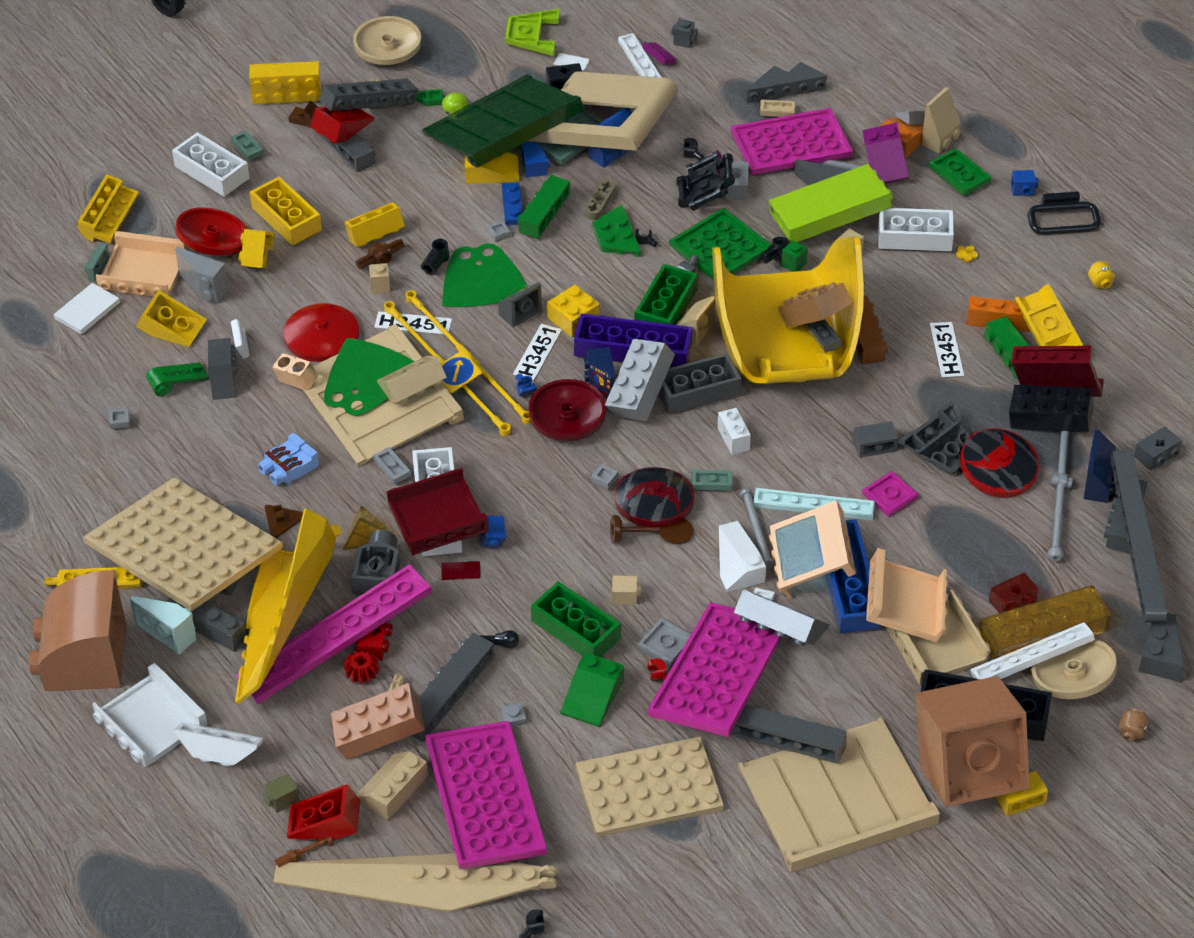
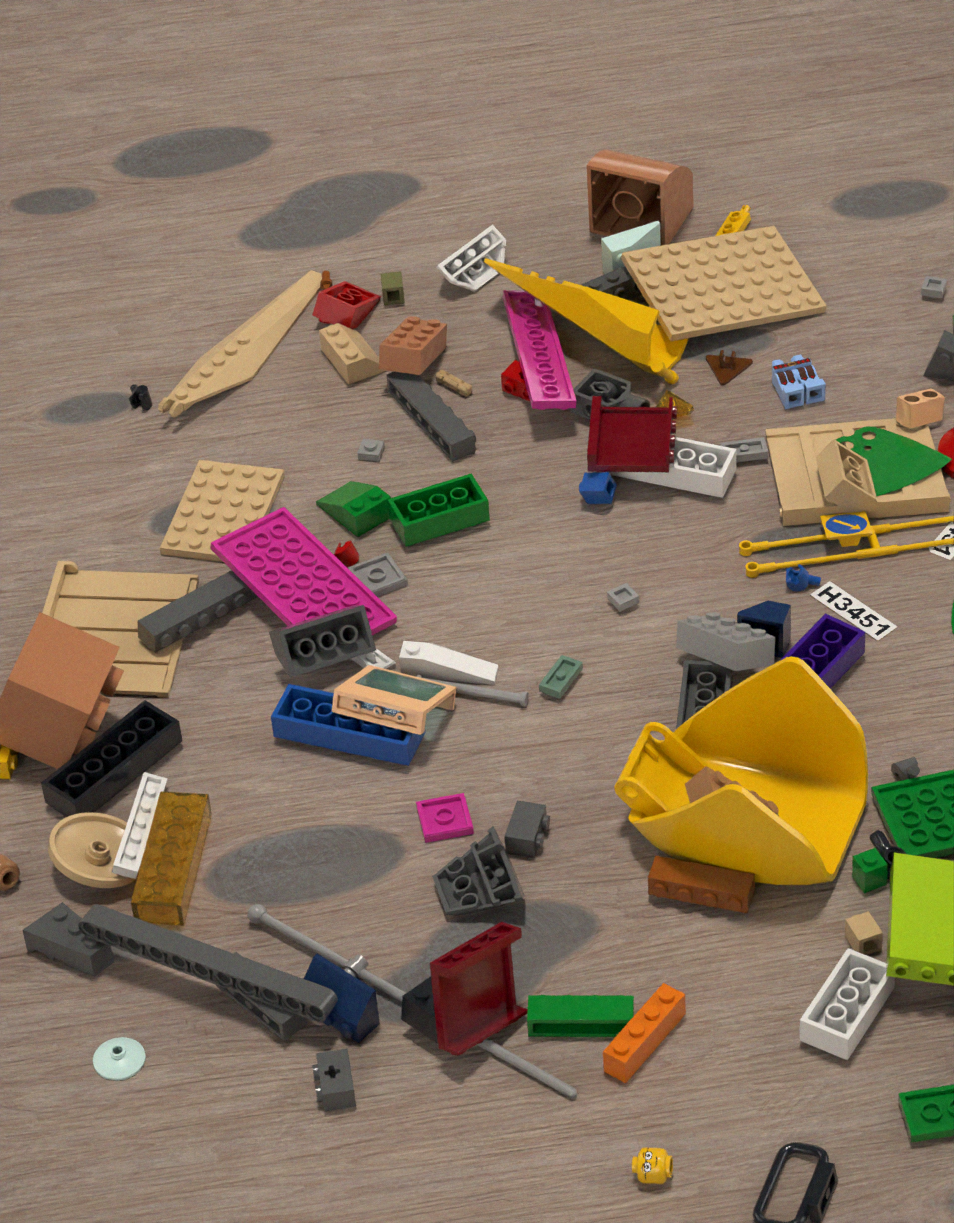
camera: 120 degrees right, 5 degrees down
(148, 715) = (539, 233): white panel -> none
(361, 666) = (493, 364): red gear -> none
(460, 570) = (574, 468): dark red sticker -> none
(485, 795) = (288, 395): dark pink plate -> none
(507, 639) = (462, 466): black piece -> none
(521, 304) = (926, 603): dark grey slope -> none
(567, 306) = (892, 646): yellow brick -> none
(567, 410) = (730, 585): dark red dish -> none
(625, 590) = (458, 561): tan brick -> none
(654, 497) = (568, 624): dish -> none
(667, 296) = (882, 731): green brick -> none
(676, 533) = (519, 629): reddish brown piece -> none
(734, 431) = (615, 713): white brick -> none
(805, 502) = (474, 750): light aqua tile -> none
(906, 598) = (279, 744): light nougat panel -> none
(947, 349) = (634, 965): white sticker -> none
(953, 652) = (229, 765): tan panel -> none
(967, 253) = (788, 1056): yellow plant -> none
(999, 462) = (416, 921): dish -> none
(1013, 593) = (229, 852): clear red brick -> none
(1023, 182) = (881, 1168): blue brick -> none
(1047, 319) = (584, 1040): yellow piece -> none

